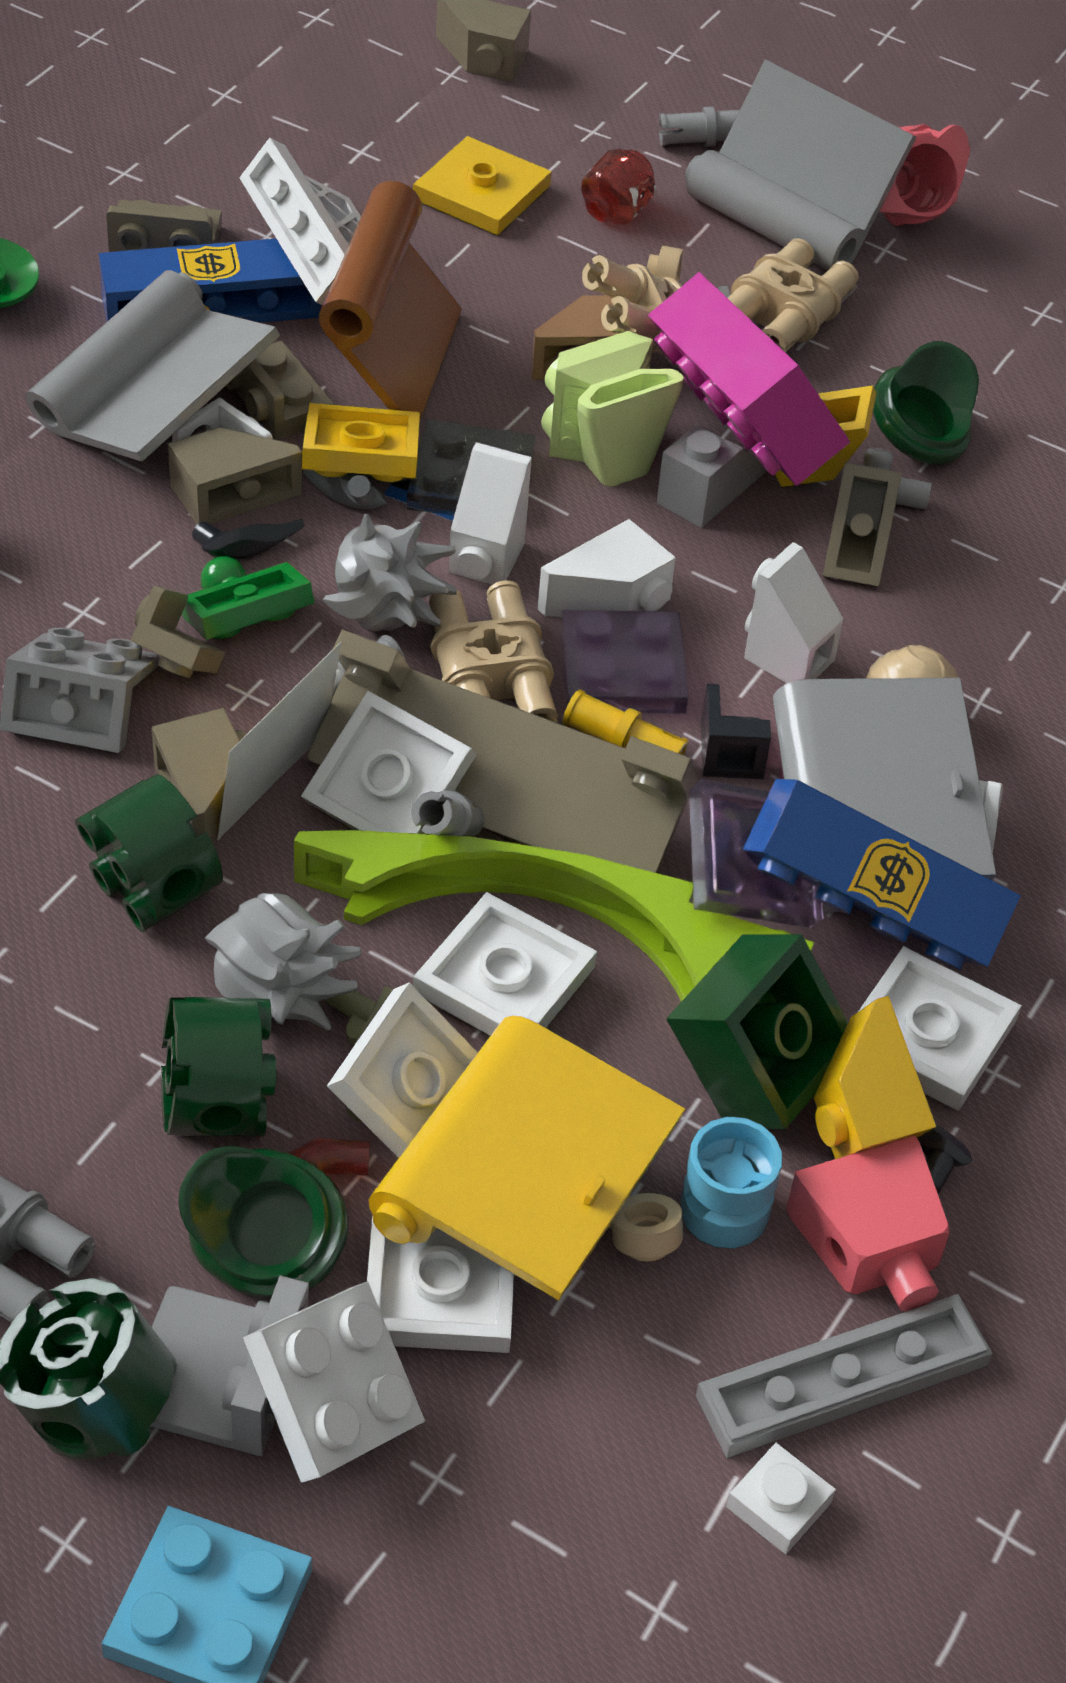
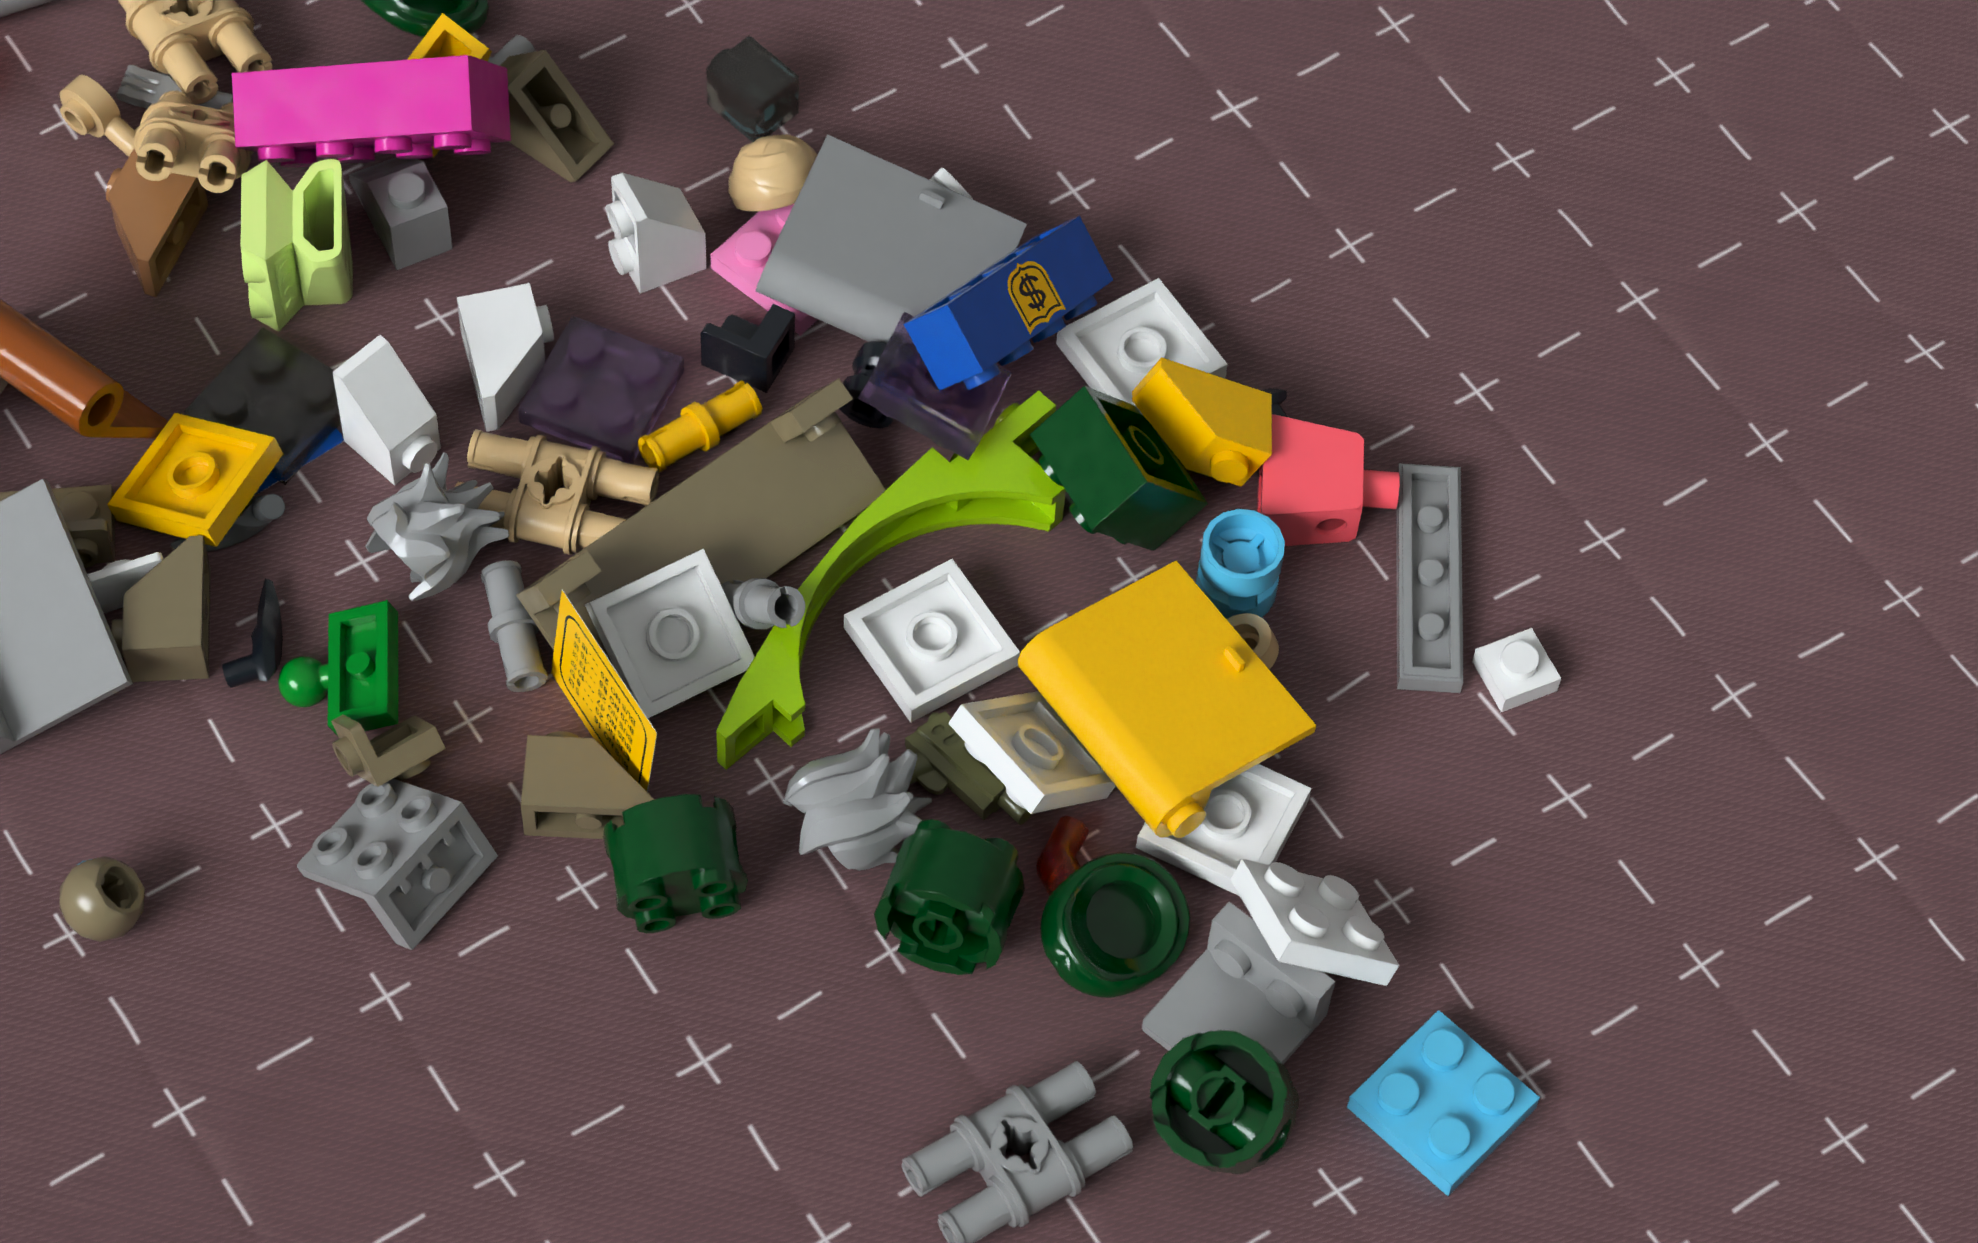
camera: 65 degrees left, 10 degrees up
(996, 645) = (752, 89): none -> clear smoke brick

